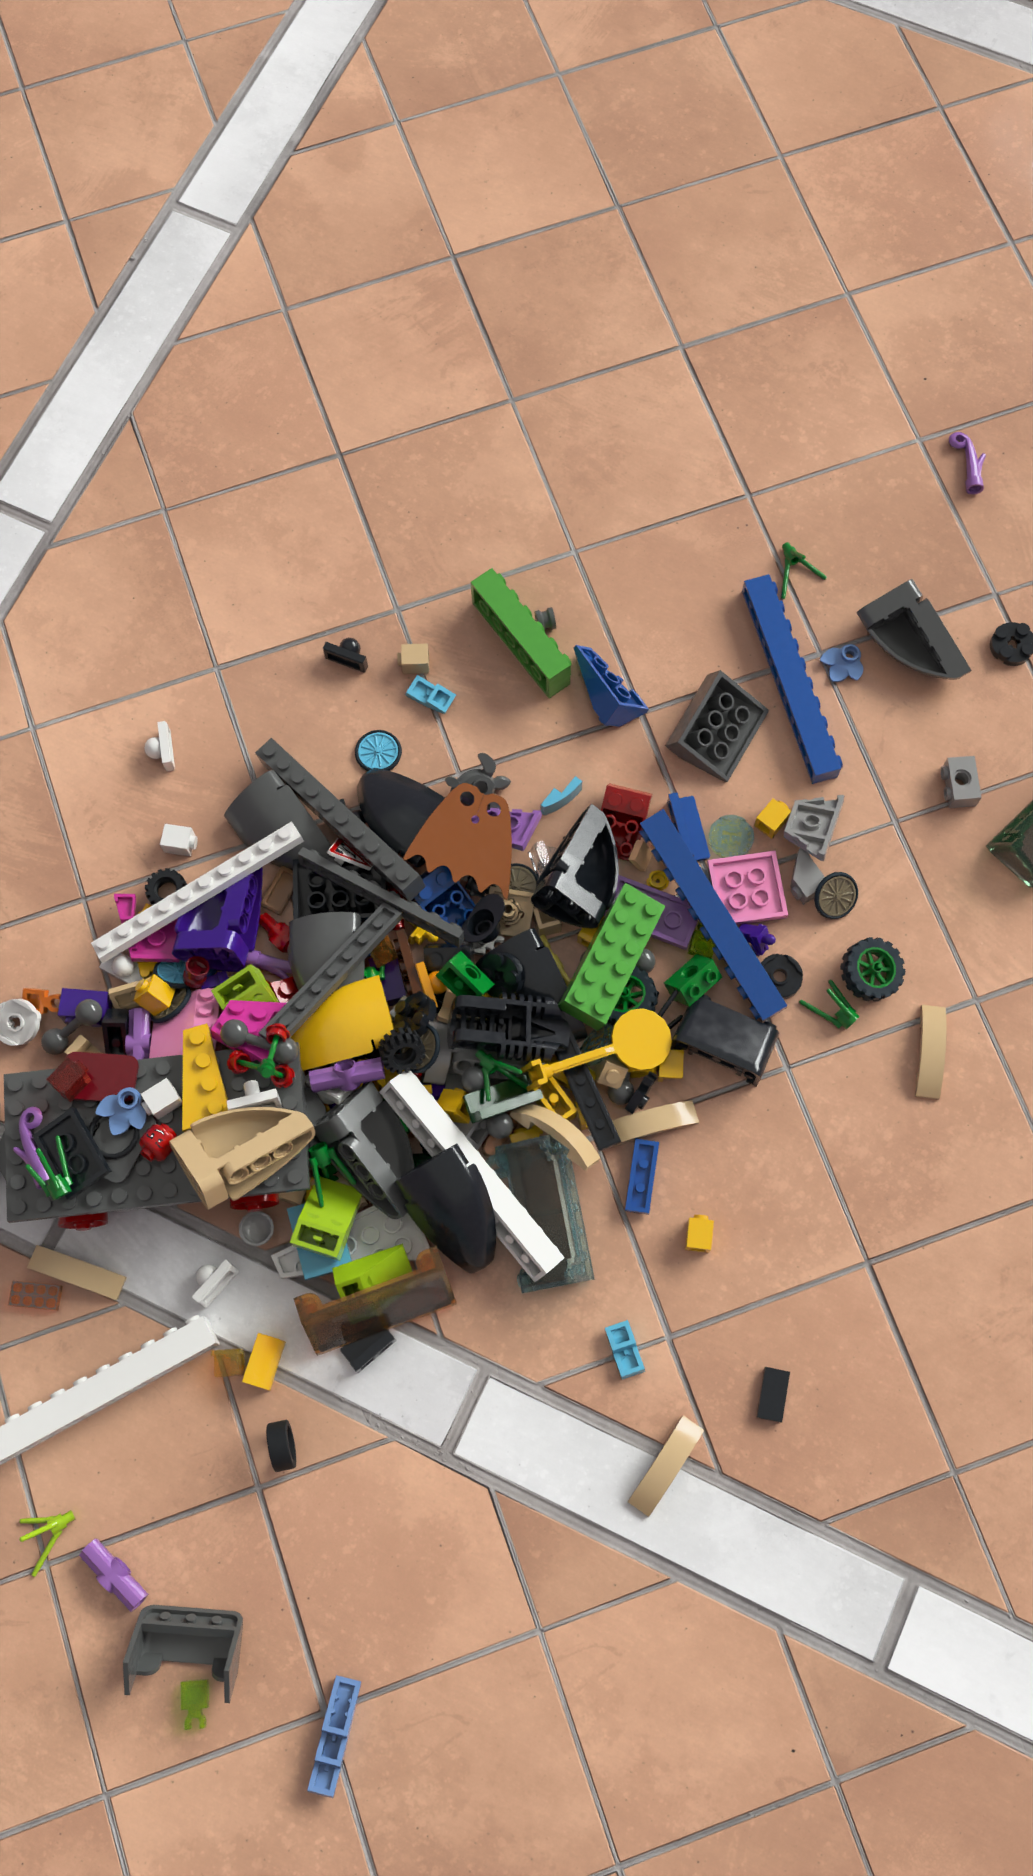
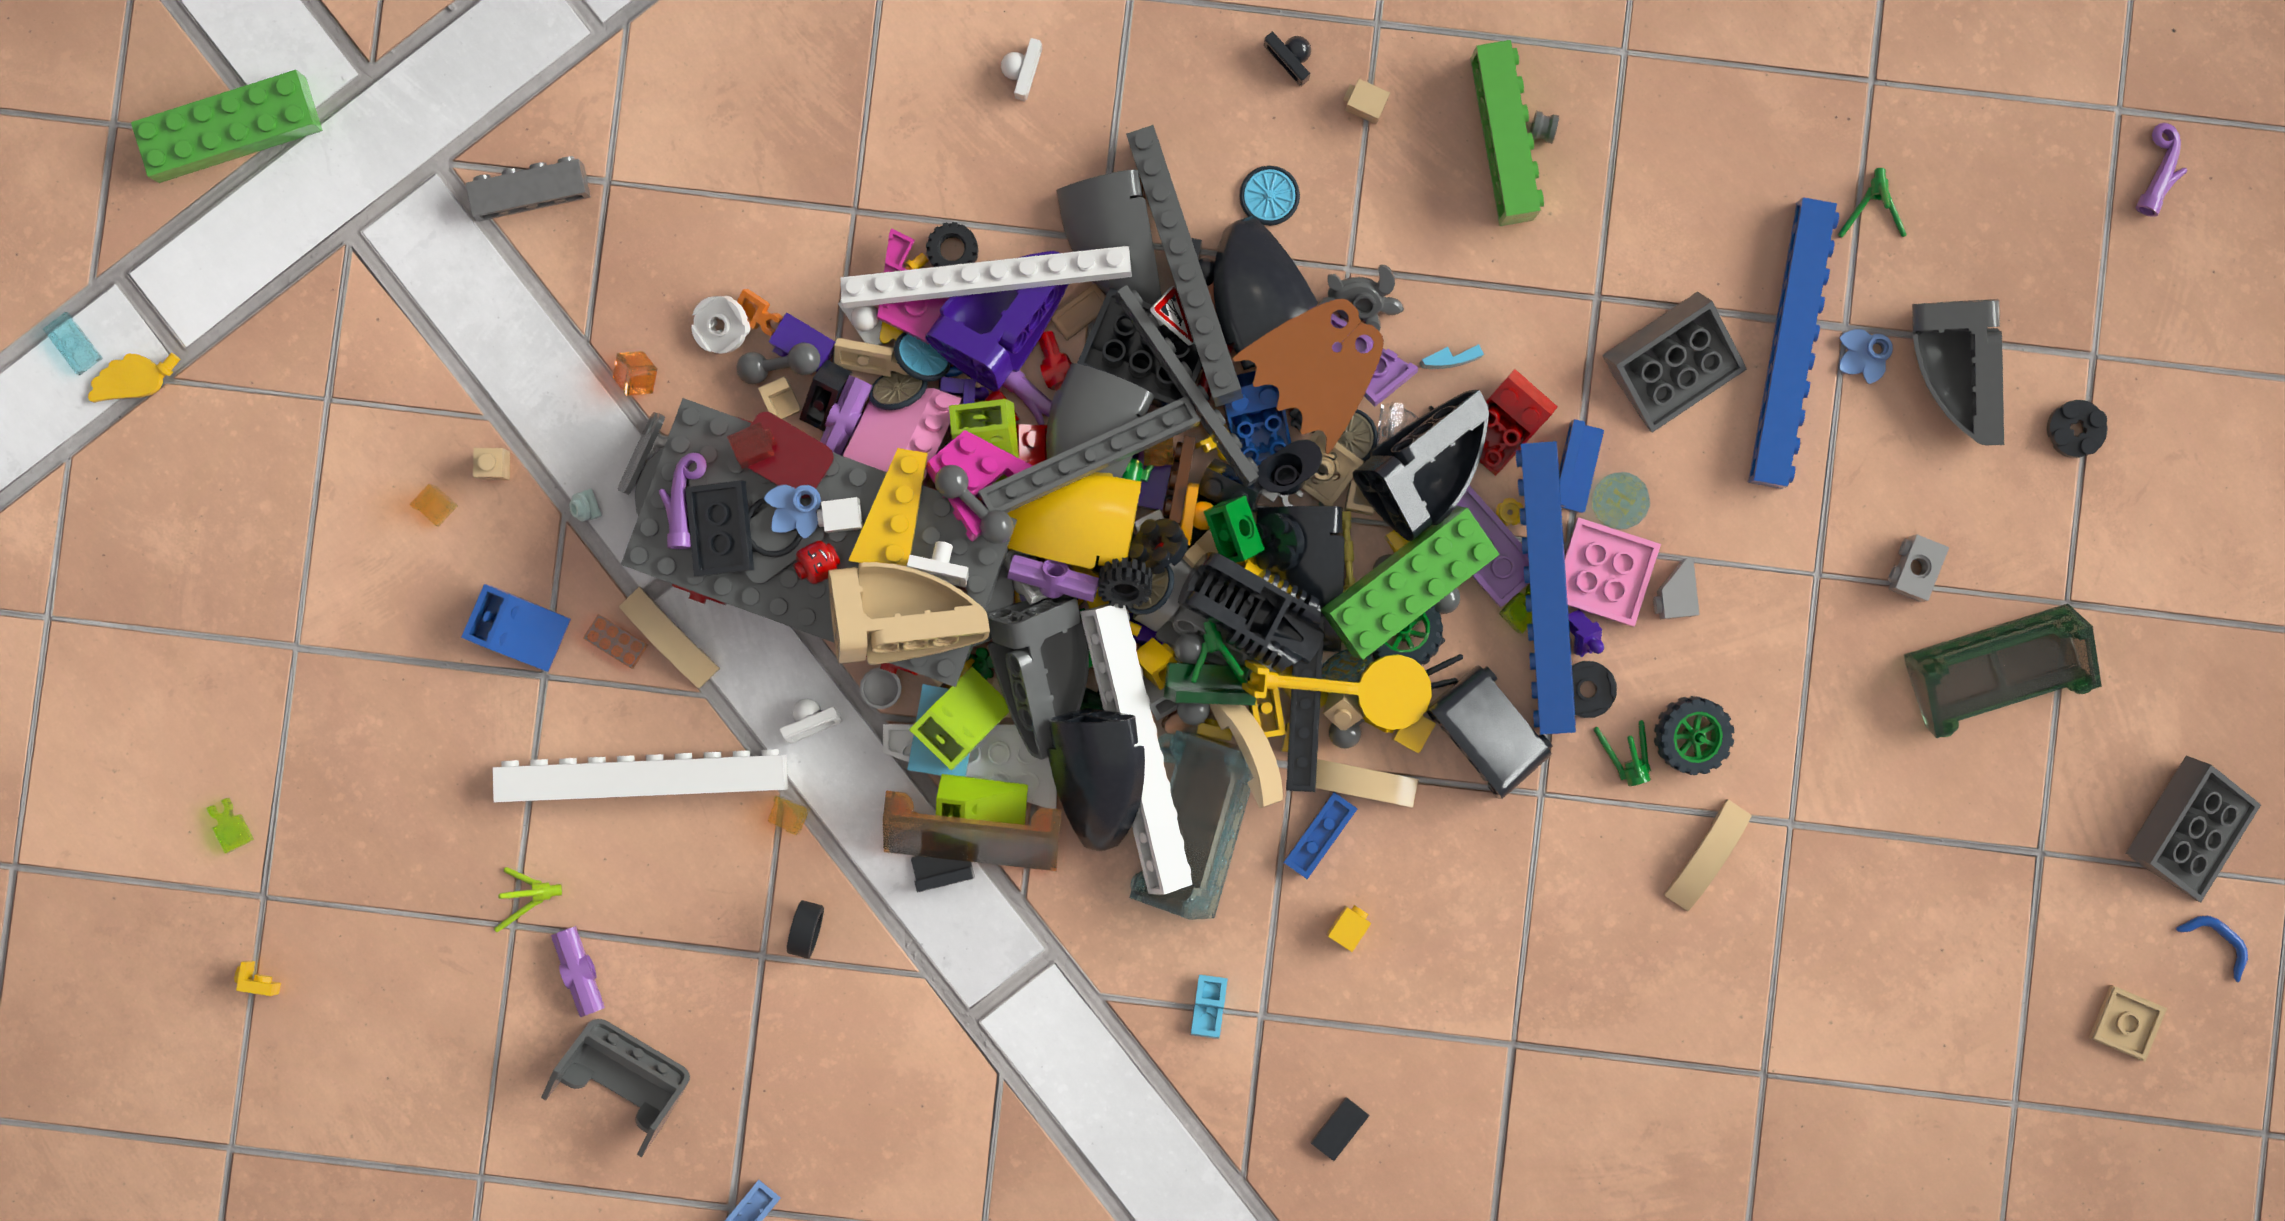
camera: 25 degrees right, 15 degrees up
(57, 1186) = (690, 560): green plant -> none
(153, 994) = (884, 373): yellow brick -> none
(178, 840) = (992, 195): white brick -> none
(195, 1698) = (608, 1131): clear neon green plate -> none
(196, 972) = (947, 366): dark red wheel -> none
(263, 1361) = (825, 832): yellow brick -> none
(280, 1075) = (970, 546): red plant -> none
(320, 1158) = (984, 655): green plant -> none
(429, 695) = (1363, 155): medium azure slope -> none
(607, 694) = (1570, 261): blue wedge -> none
(640, 855) = (1505, 474): light nougat tile -> none
(640, 1096) = (1361, 751): black plate -> none
(666, 1466) = (1192, 1144): tan slope -> none
(693, 979) = (1488, 649): green brick -> none
(772, 817) = (1679, 503): yellow brick -> none
(813, 824) = (1720, 536): light grey wing -> none
(836, 895) = (1700, 631): dark tan wheel -> none

